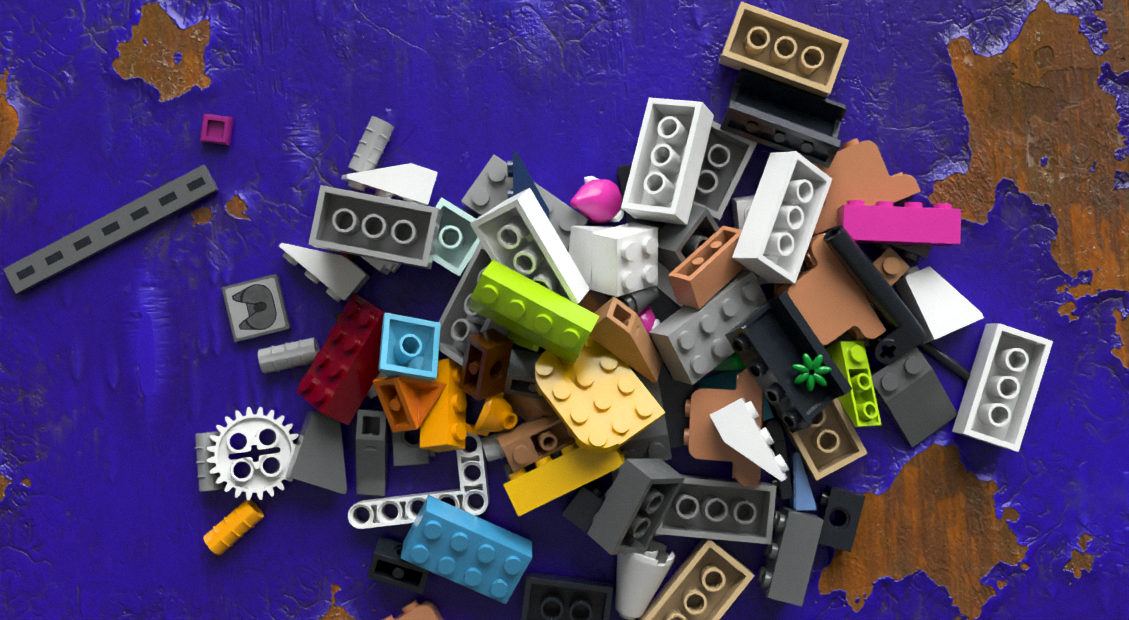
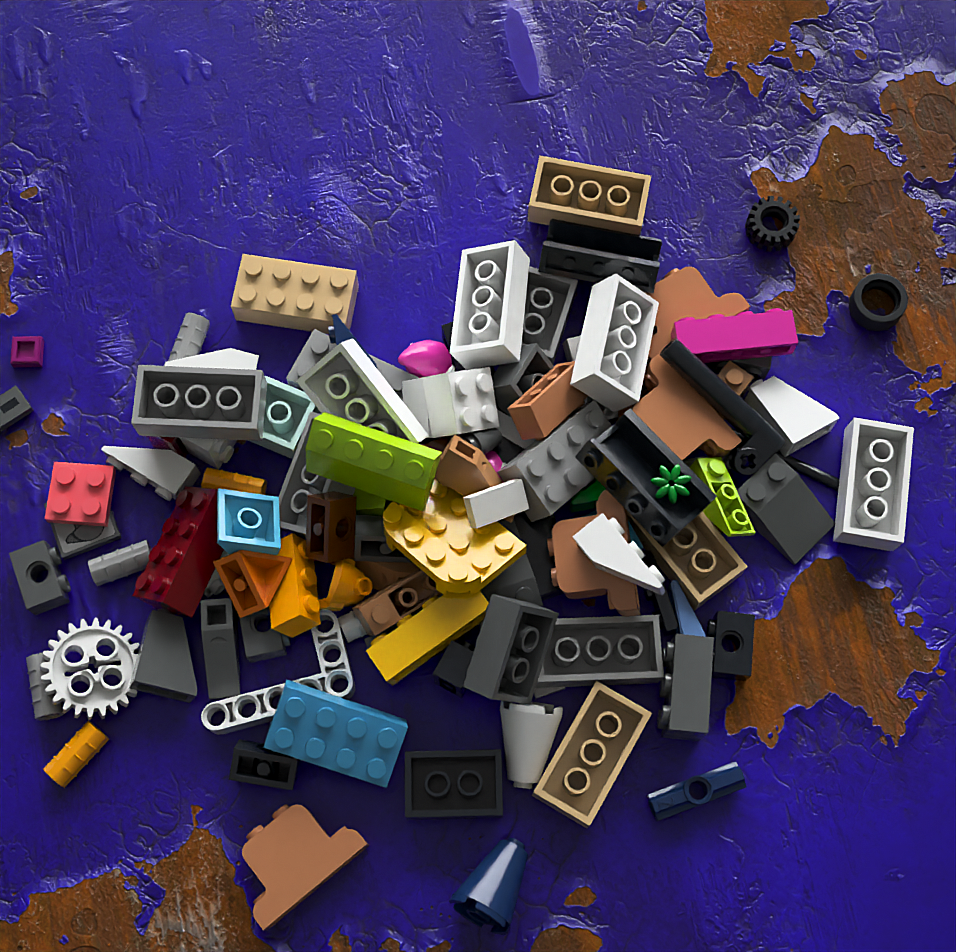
camera: 15 degrees left, 15 degrees down
(201, 347) = (28, 564): none -> dark grey brick
(256, 284) = (80, 494): none -> coral plate
(400, 296) = (233, 481): none -> light orange axle
(479, 111) = (293, 294): none -> tan brick
(643, 369) = (496, 503): none -> white tile
(973, 92) = (778, 210): none -> black tyre
(1067, 193) = (890, 286): none -> black tyre

